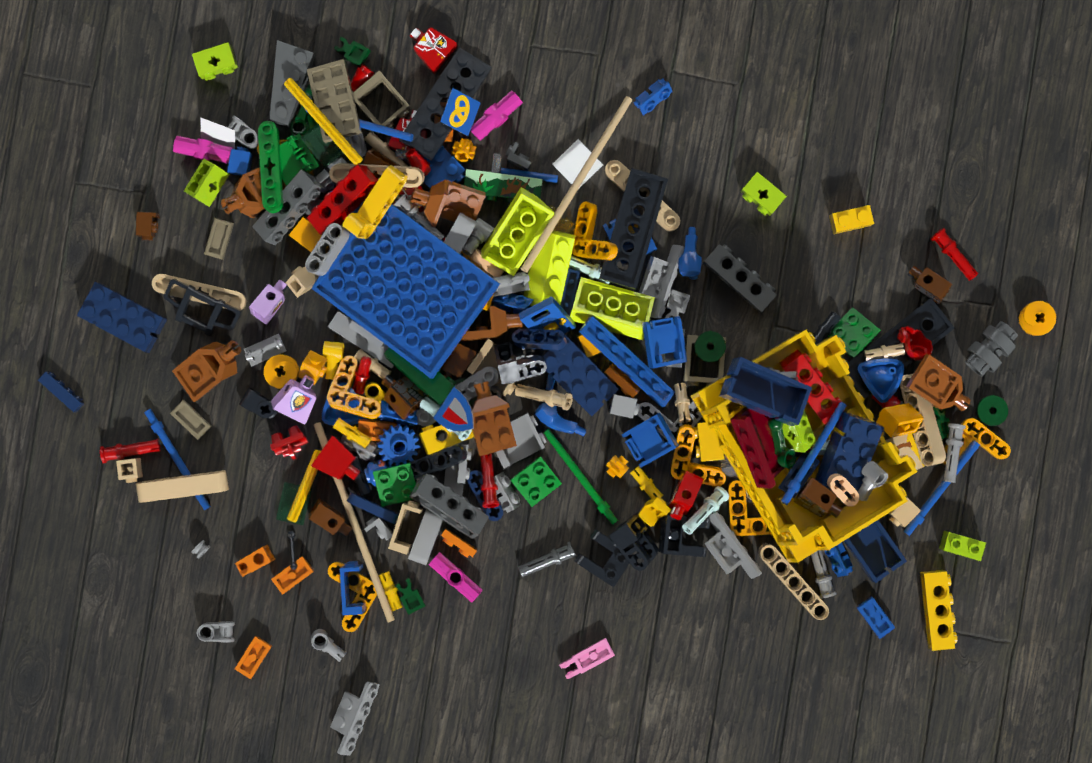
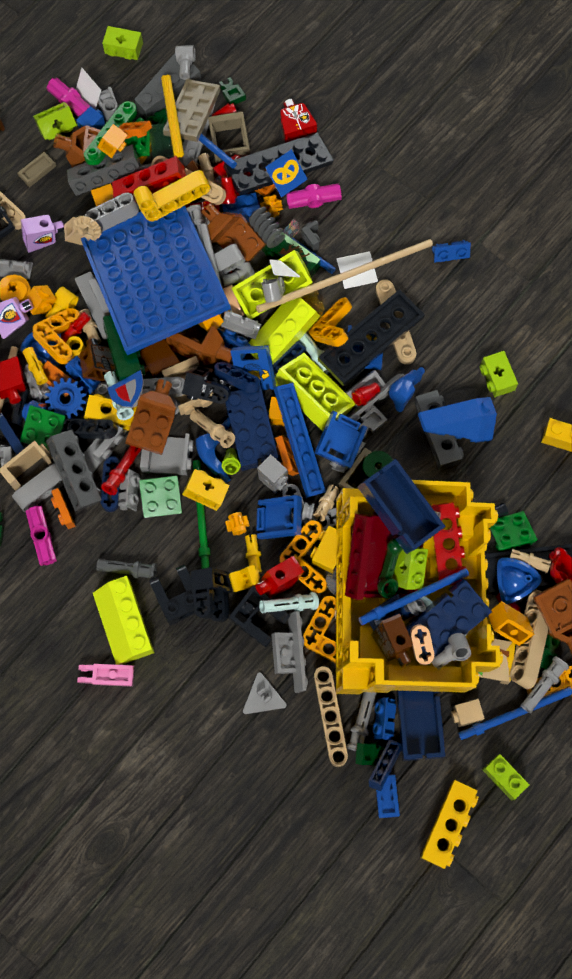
camera: 35 degrees right, 15 degrees down
(284, 180) = (113, 141): none -> light orange brick
(293, 50) = (185, 56): none -> light grey pin
(293, 155) = (136, 128): none -> orange plate
(316, 279) = (94, 230): none -> tan gear
(441, 235) = (208, 247): none -> light grey bar
(477, 179) = (266, 228): none -> dark grey piece
(521, 218) = (281, 269): none -> white sticker
(525, 242) = (273, 289): none -> light grey piece
(564, 459) = (212, 496): none -> yellow brick
(573, 607) = (123, 621): none -> neon yellow slope
(579, 416) = (231, 462): none -> lime cone
(658, 286) = (364, 394): none -> red cone
(672, 421) = (308, 511): none -> light grey bush
(727, 598) = (263, 697): none -> light grey piece
(760, 259) = (467, 419): none -> blue wedge
(819, 460) = (416, 607): none -> light grey bush
(842, 593) = (367, 753): none -> dark green plate
(861, 595) = (385, 765): none -> dark blue piece

